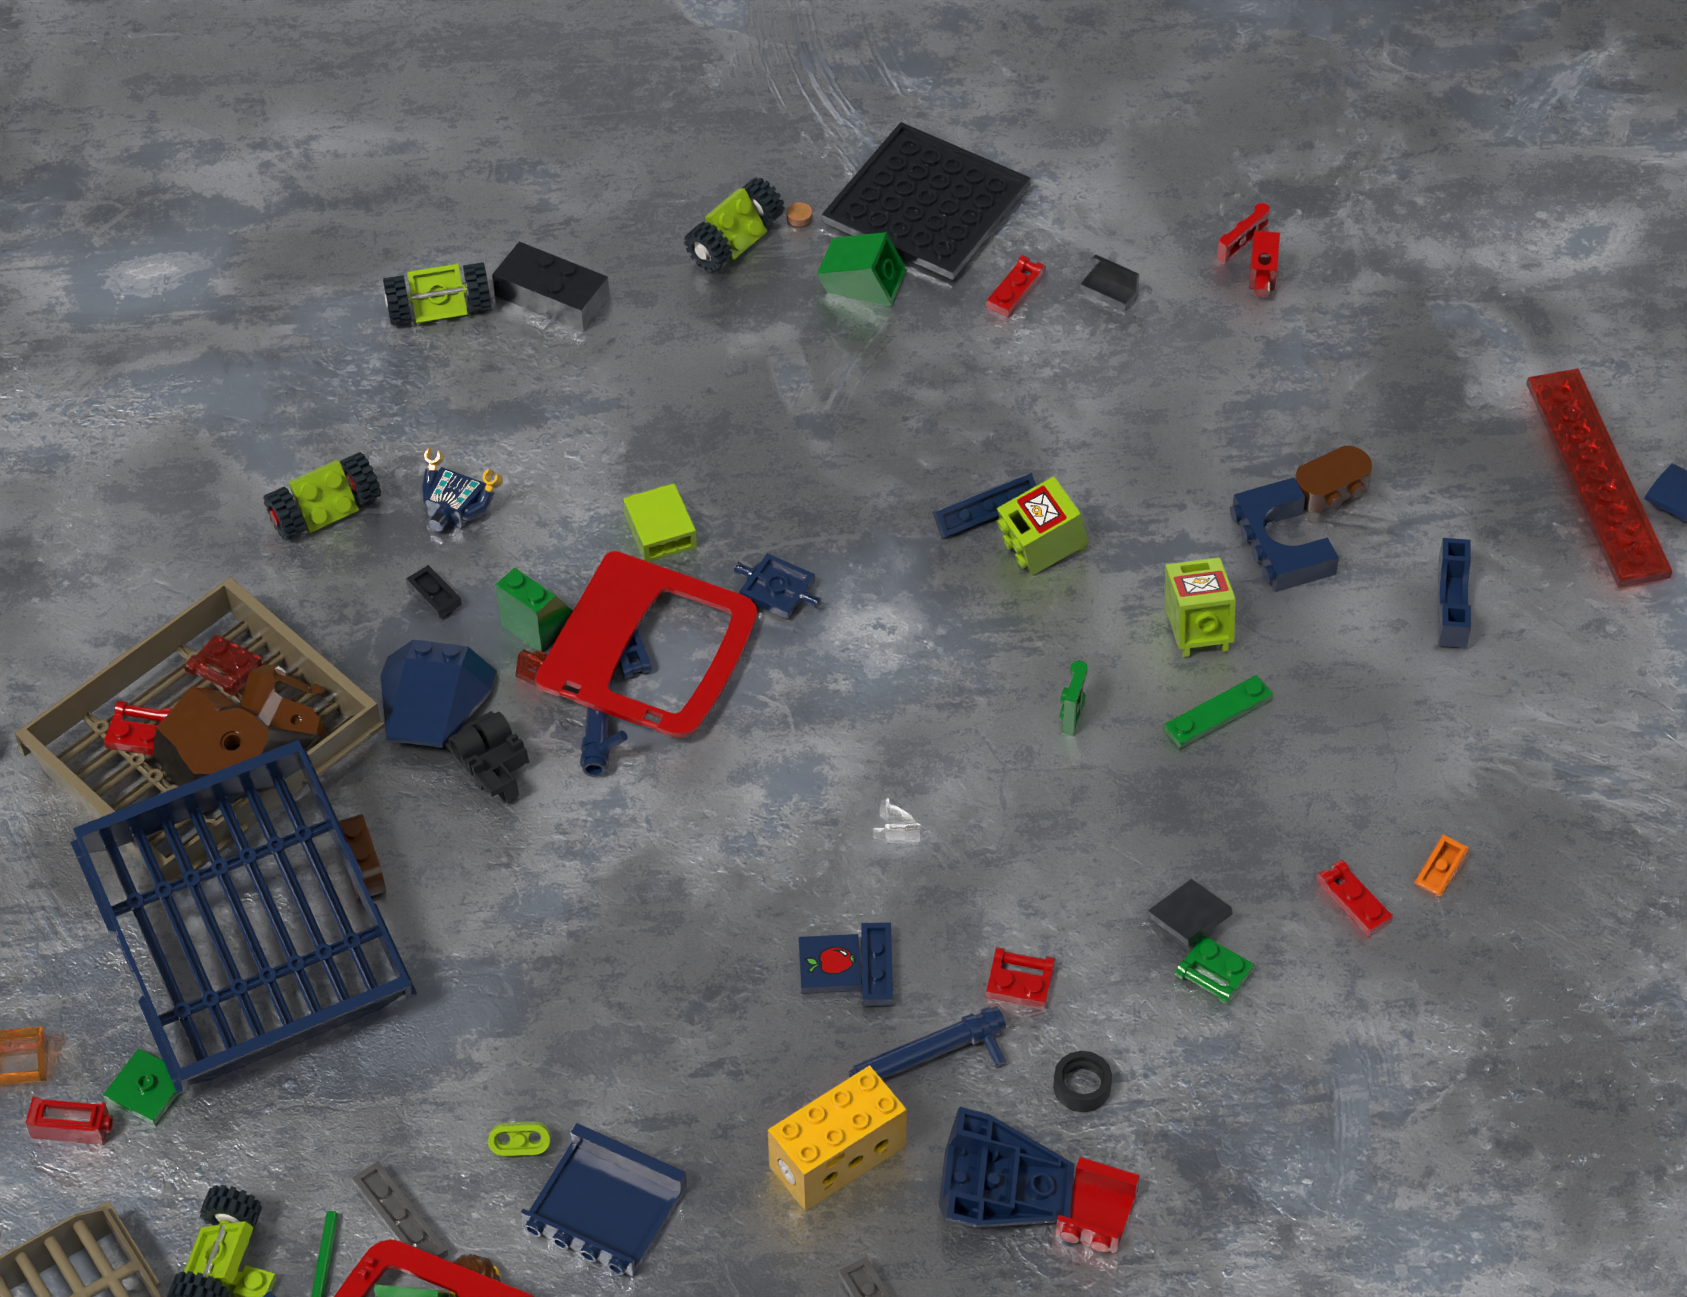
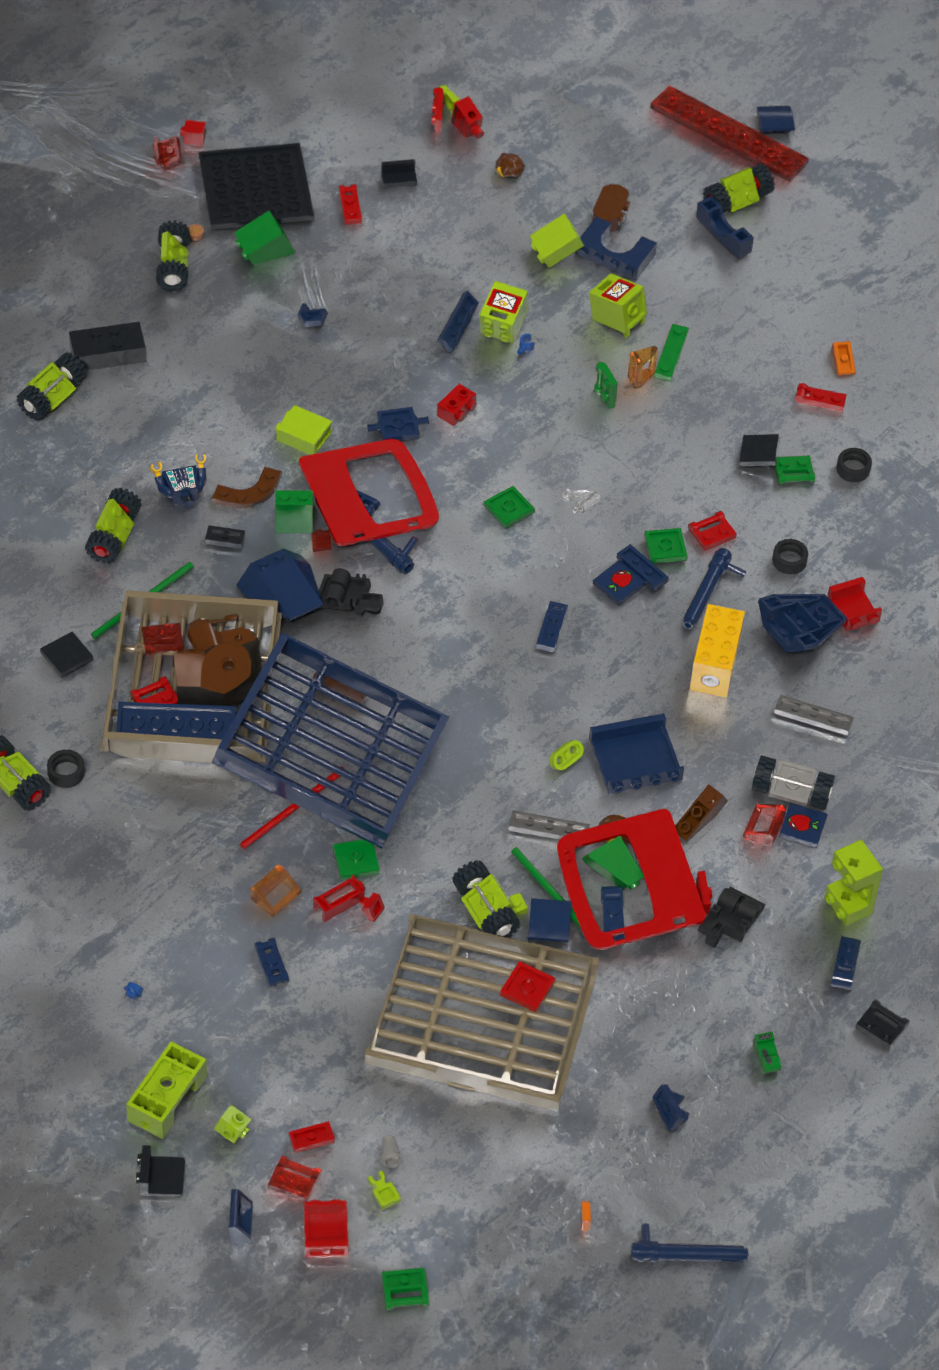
camera: 45 degrees left, 0 degrees up
(92, 1160) = (372, 906): none -> red tile
(107, 762) = (175, 719): none -> dark blue plate
(116, 613) = (66, 654): none -> black tile
(145, 971) = (282, 815): none -> red piece
(300, 603) = (158, 588): none -> green piece
(534, 564) = (246, 498): none -> reddish brown plate
(683, 961) = (552, 626): none -> dark blue plate
(797, 775) = (509, 507): none -> green plate
(818, 391) = (312, 317): none -> dark blue bracket
(865, 102) = (167, 152): none -> clear red bracket
(871, 606) = (456, 405): none -> red brick
(922, 97) = (193, 132): none -> red brick
(937, 956) = (665, 545): none -> green plate
(1037, 587) = (525, 346): none -> blue piece
(1146, 688) = (637, 360): none -> clear orange tile
(1210, 477) = (556, 241): none -> lime brick
(1260, 351) = (509, 165): none -> reddish brown hair
(1273, 220) = (449, 98): none -> lime plate
(1296, 1036) = (851, 474): none -> black tyre
(1526, 555) = (741, 188): none -> plate

